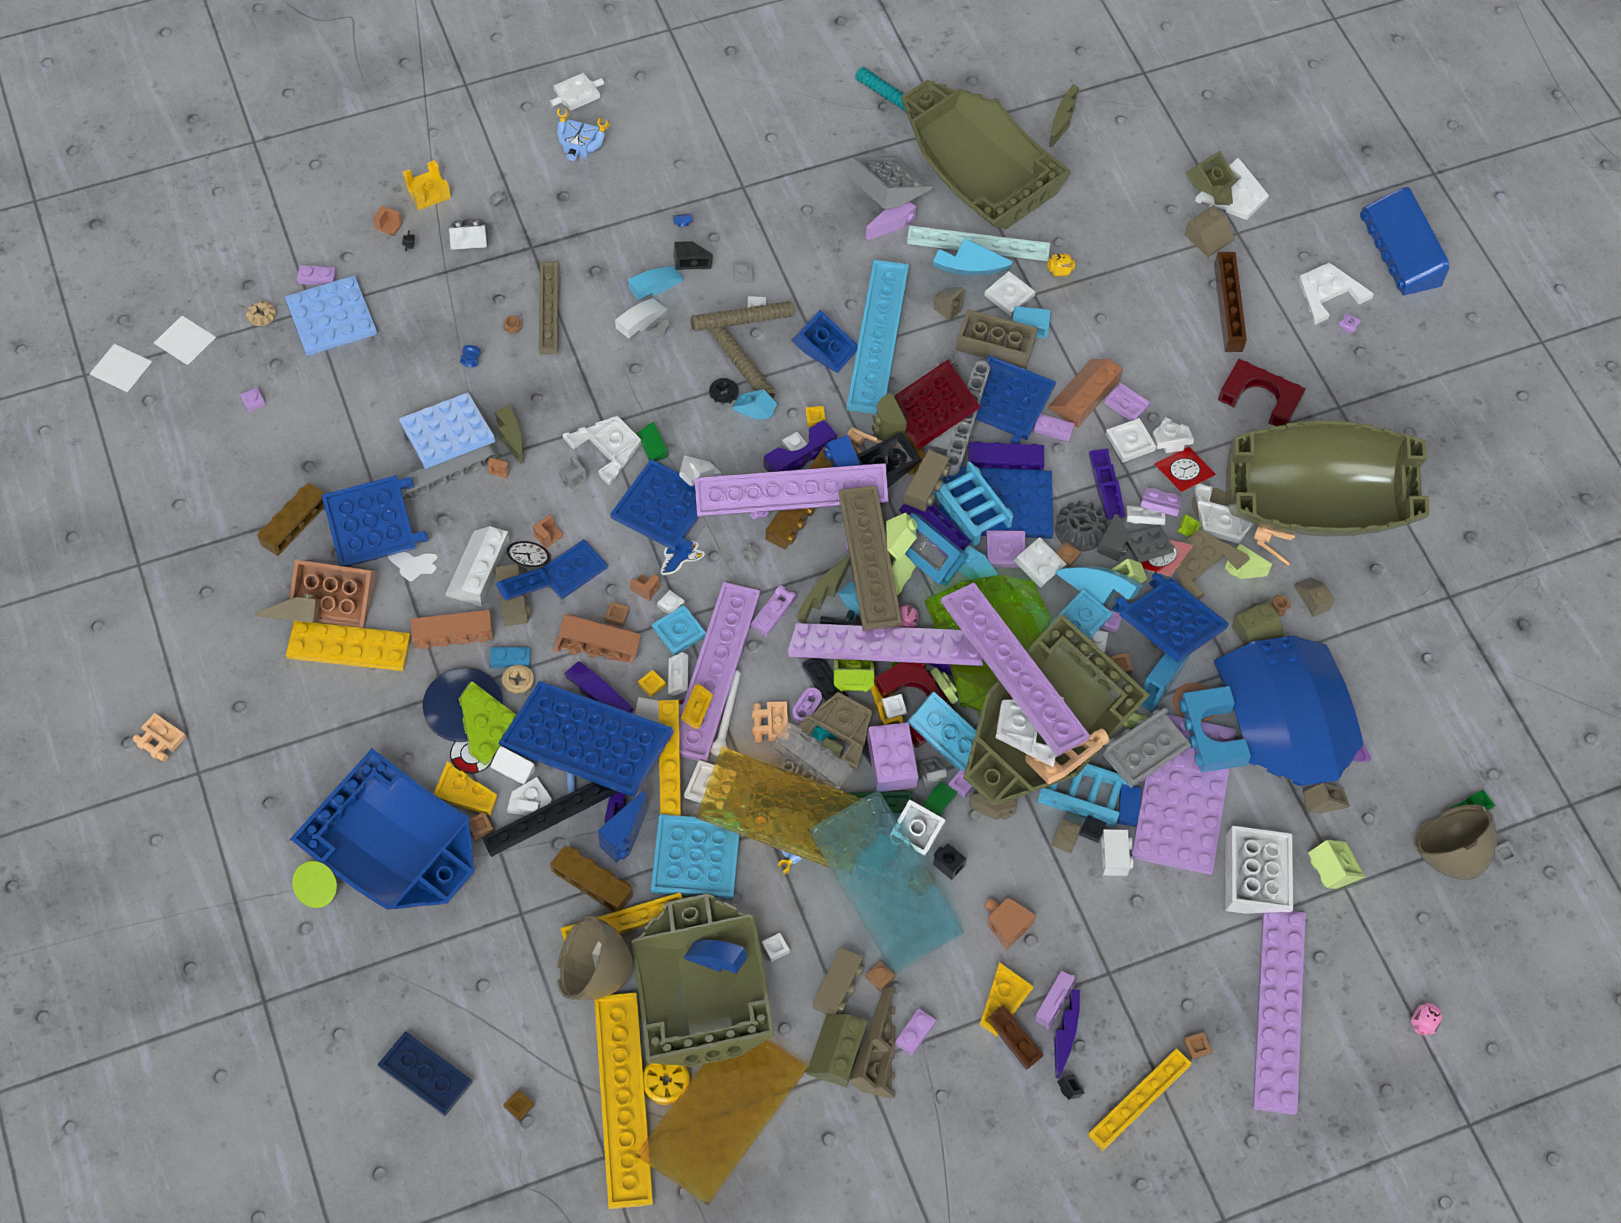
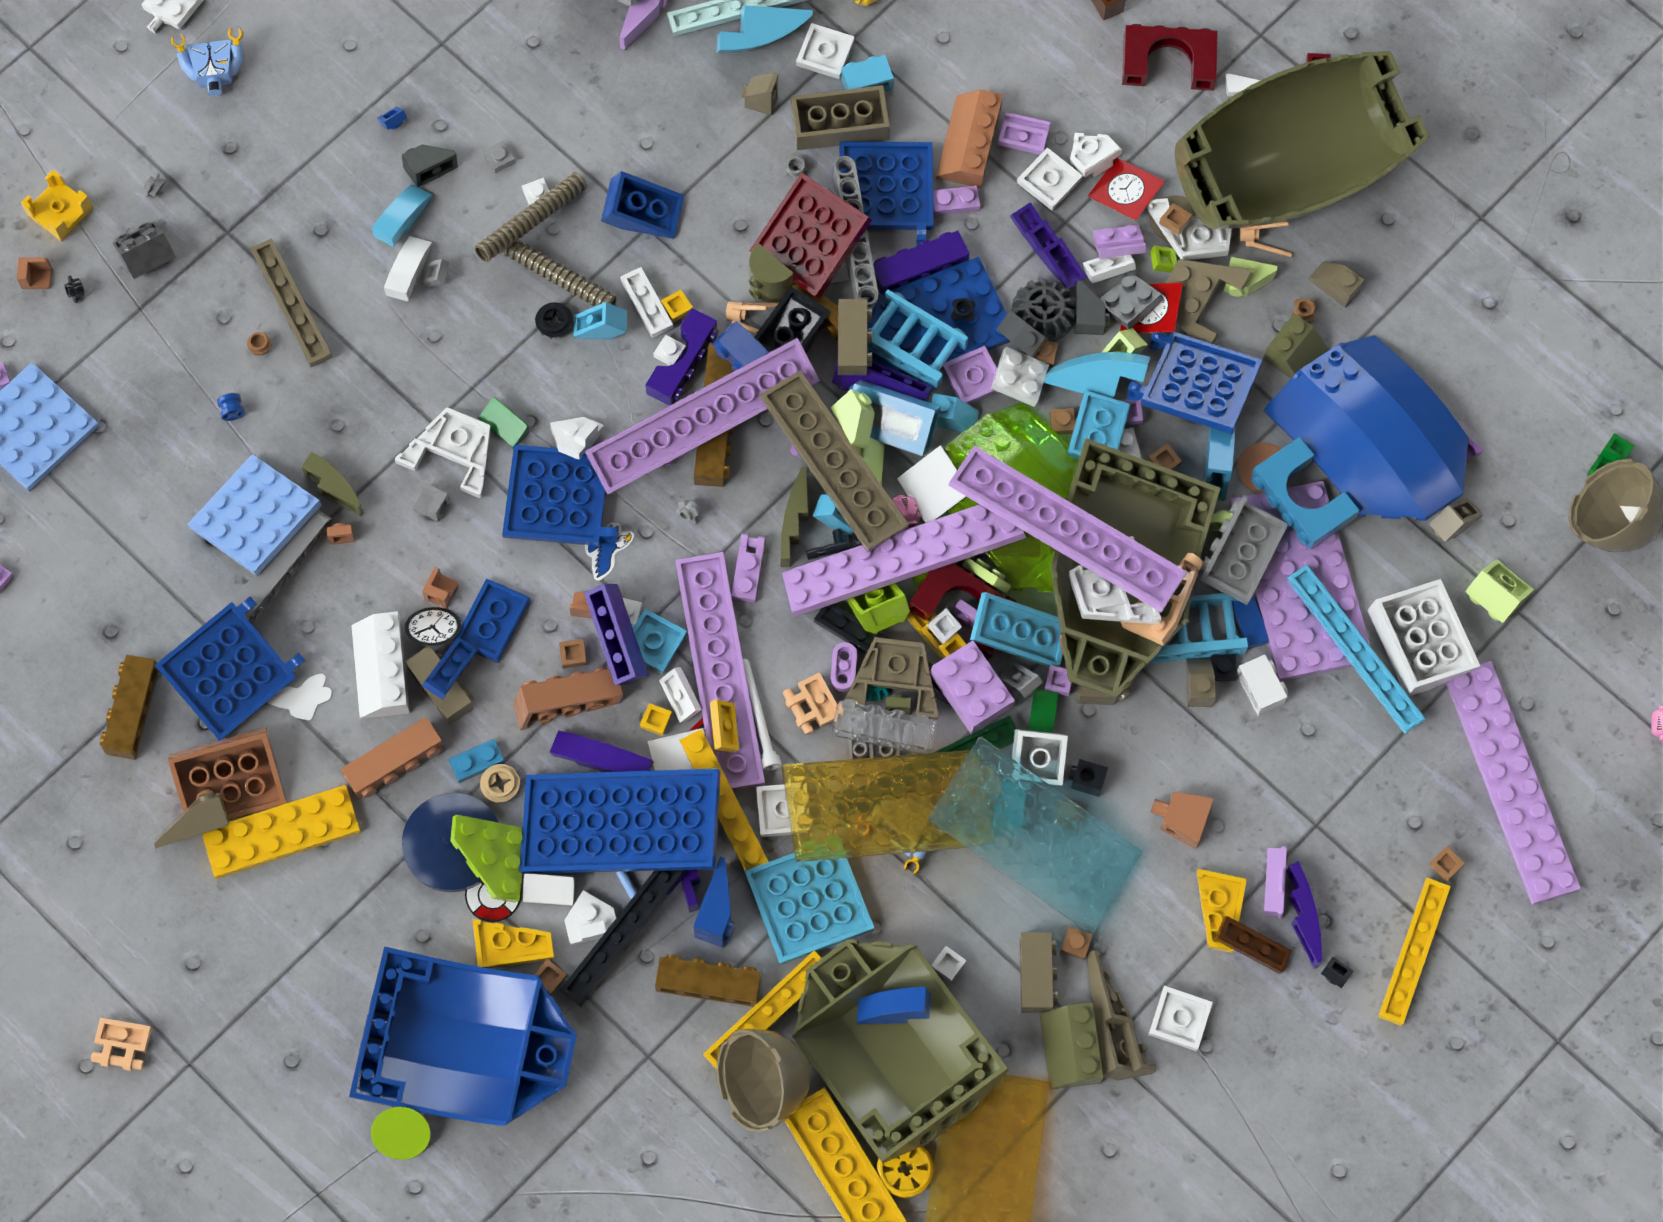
camera: 25 degrees left, 10 degrees up
(651, 610) = (616, 634): none -> dark purple brick
(795, 405) = (646, 302): none -> white plate
(877, 336) = (699, 172): medium azure plate -> none
(914, 703) = (965, 613): none -> lavender plate
(915, 1032) = (1144, 987): lavender plate -> none
(931, 610) = (929, 484): none -> white sticker
(931, 1066) = (1180, 1018): none -> white plate
(1020, 494) = (966, 304): none -> black plate
(1055, 533) = (1022, 334): none -> dark grey slope
(1056, 605) = (1062, 420): none -> medium nougat plate
(1201, 858) = (1356, 649): none -> medium azure tile
(1210, 501) = (1175, 219): none -> medium nougat plate

